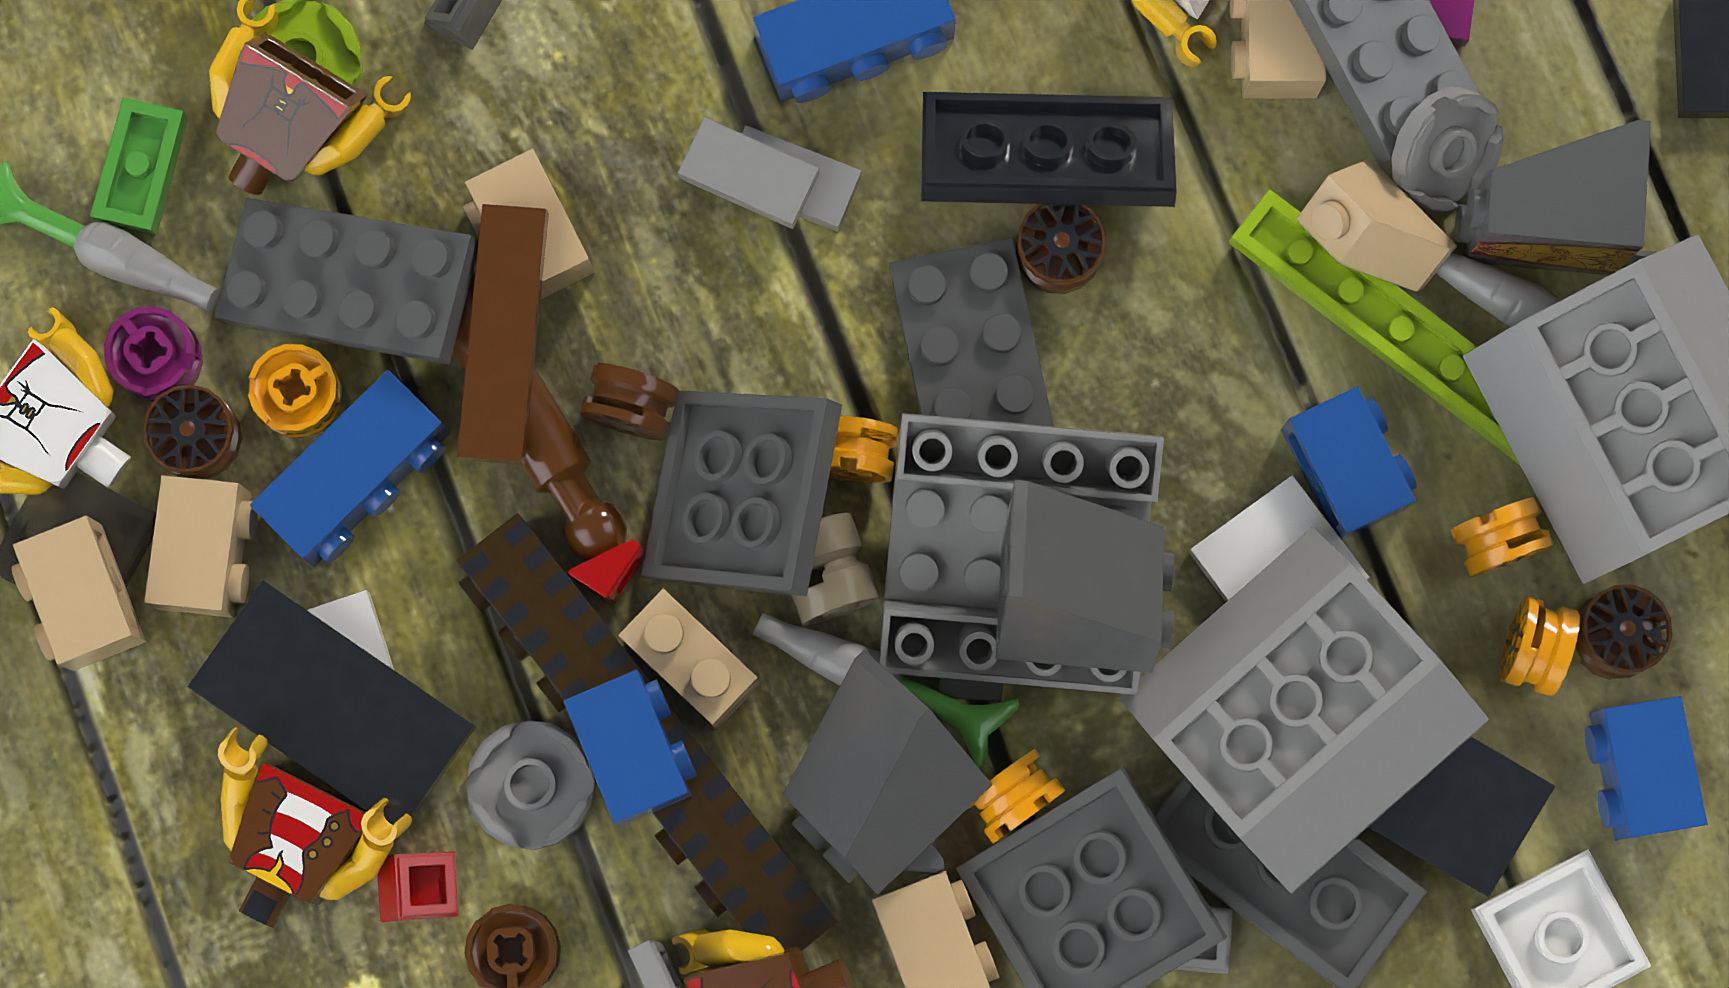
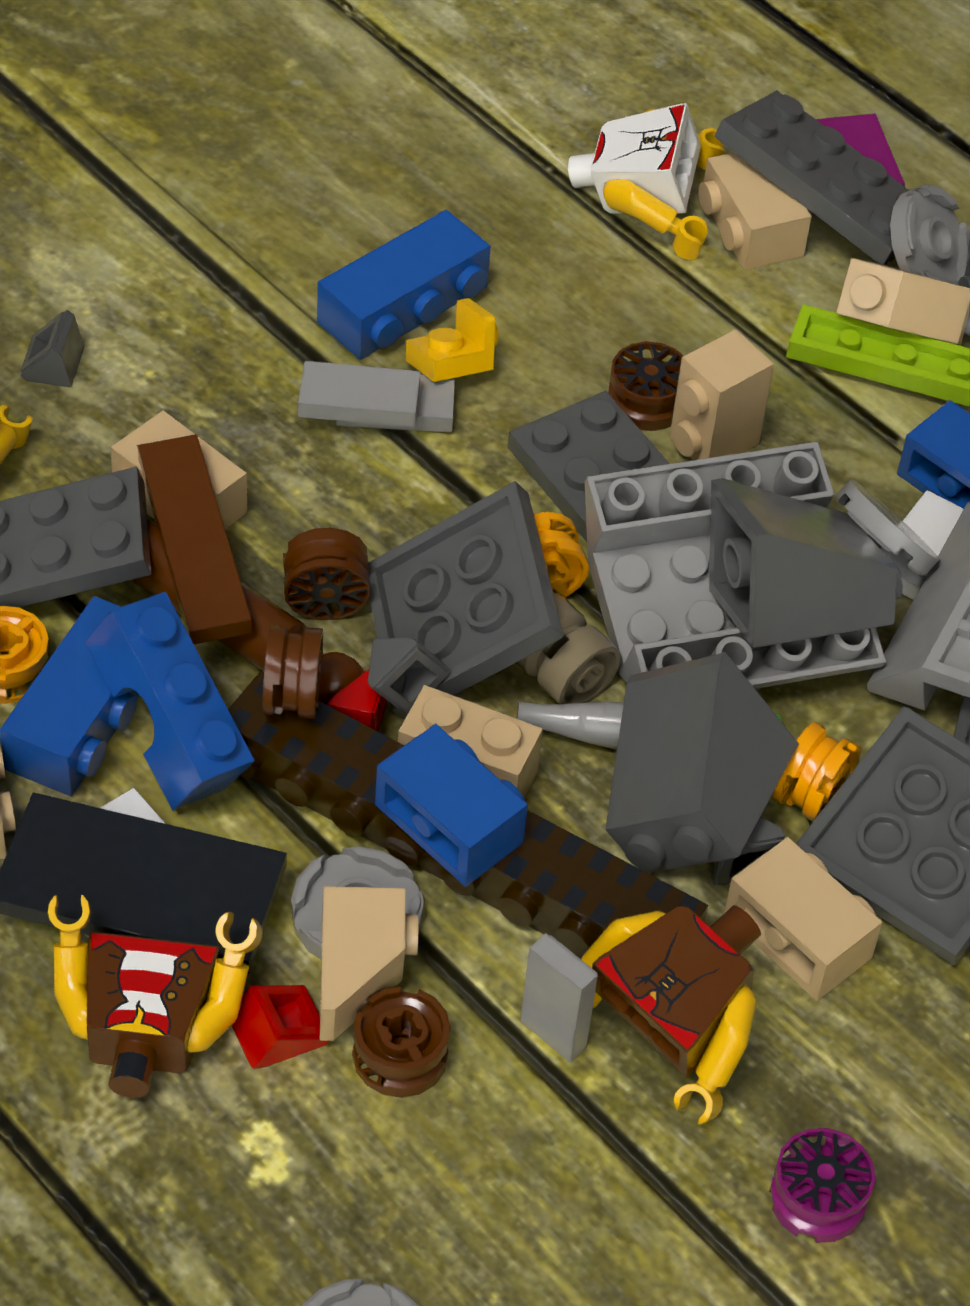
camera: 25 degrees left, 30 degrees down
(416, 529) = (195, 737): none -> blue arch
(499, 859) = (361, 950): none -> tan slope
(530, 551) = (292, 671): none -> reddish brown wheel
(650, 562) = (401, 670): none -> dark grey slope
(873, 137) = (458, 351): none -> yellow bracket
(1048, 149) = (609, 320): black tile -> none
(1110, 312) = (721, 398): none -> tan brick
(1205, 544) = (886, 527): none -> light grey tile

